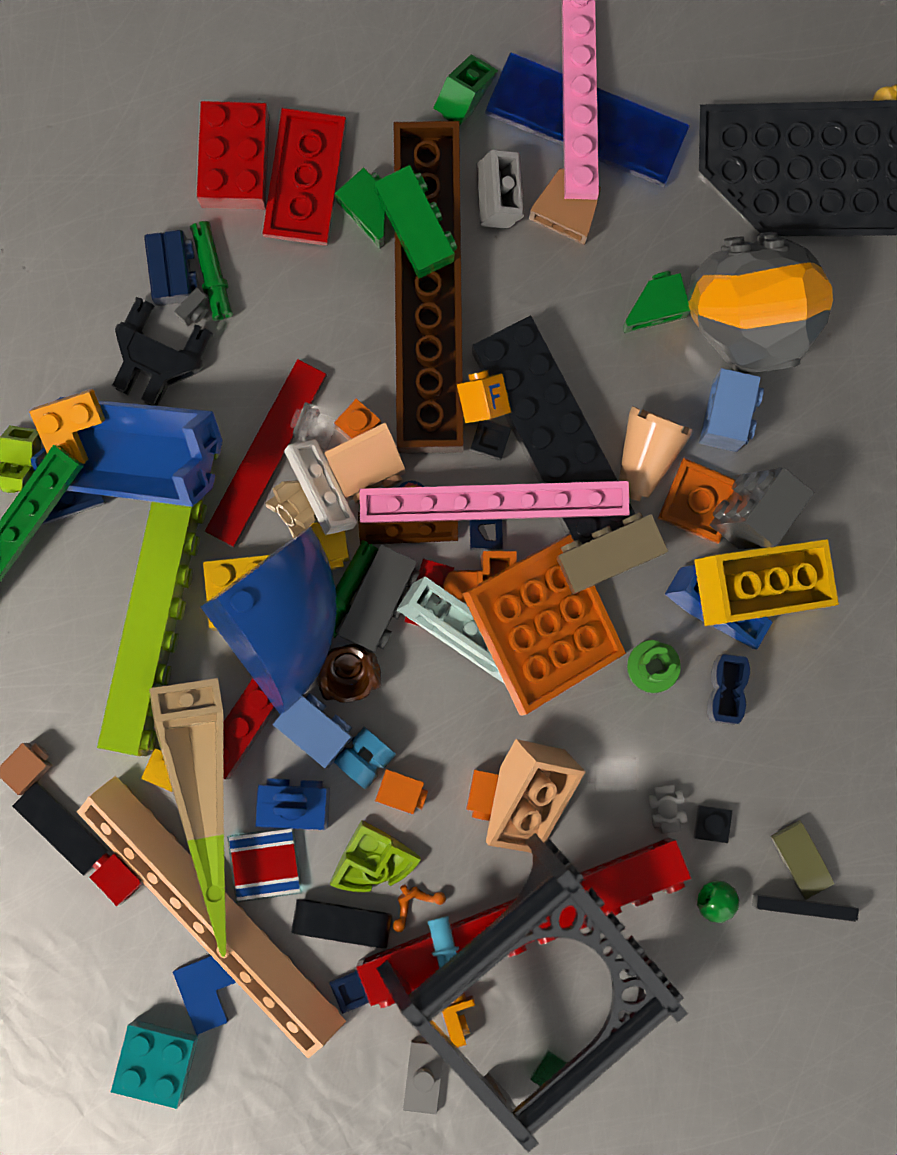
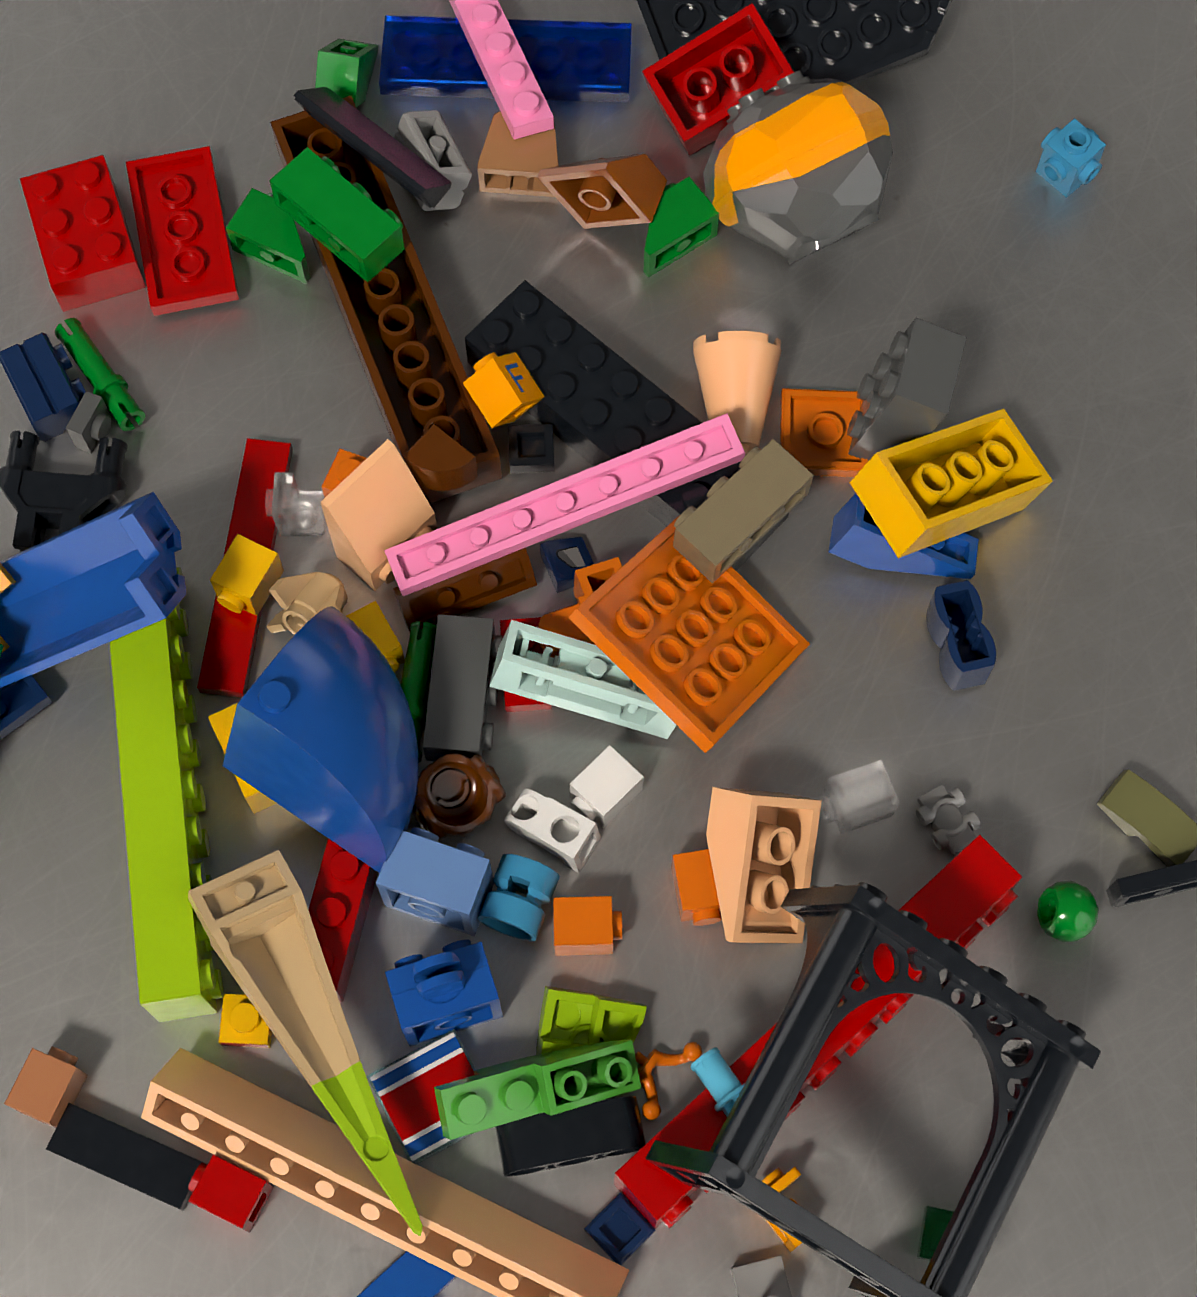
camera: 20 degrees left, 15 degrees down
(261, 467) = (246, 576): none -> yellow brick
(320, 487) = (332, 571): white tile -> none
(332, 885) = (537, 1085): none -> bright green slope
(404, 718) = (554, 828): none -> white leg
(418, 441) = (440, 462): none -> reddish brown brick
(448, 704) = (605, 787): none -> white brick
(460, 172) = (374, 144): none -> black slope
(617, 261) = (607, 190): none -> dark orange slope
(660, 680) = (869, 650): bright green piece -> none
(712, 824) = (1014, 818): black plate -> none
(730, 410) = (817, 306): medium blue brick -> none
(733, 204) = (713, 73): none -> red brick

